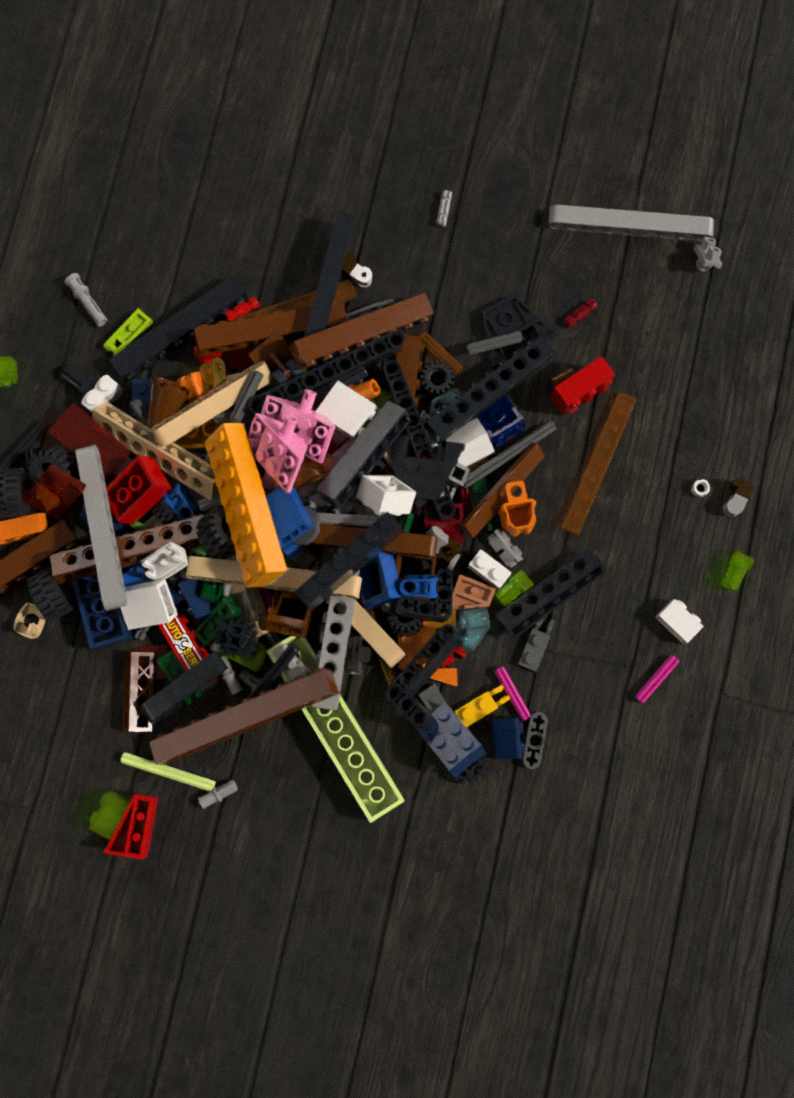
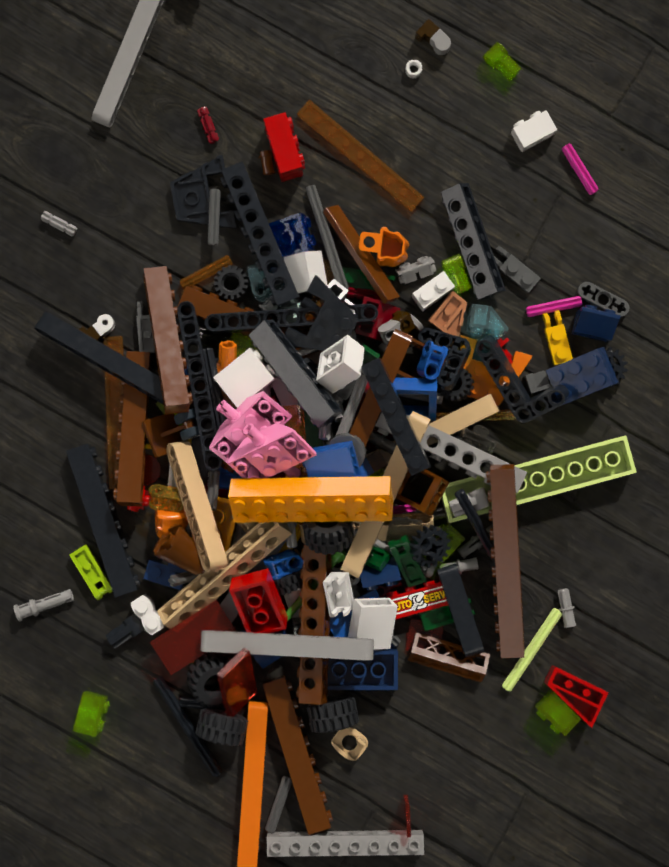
camera: 80 degrees left, 5 degrees up
(242, 309) = (102, 452): red axle -> none
(247, 394) = (200, 470): dark grey axle -> none

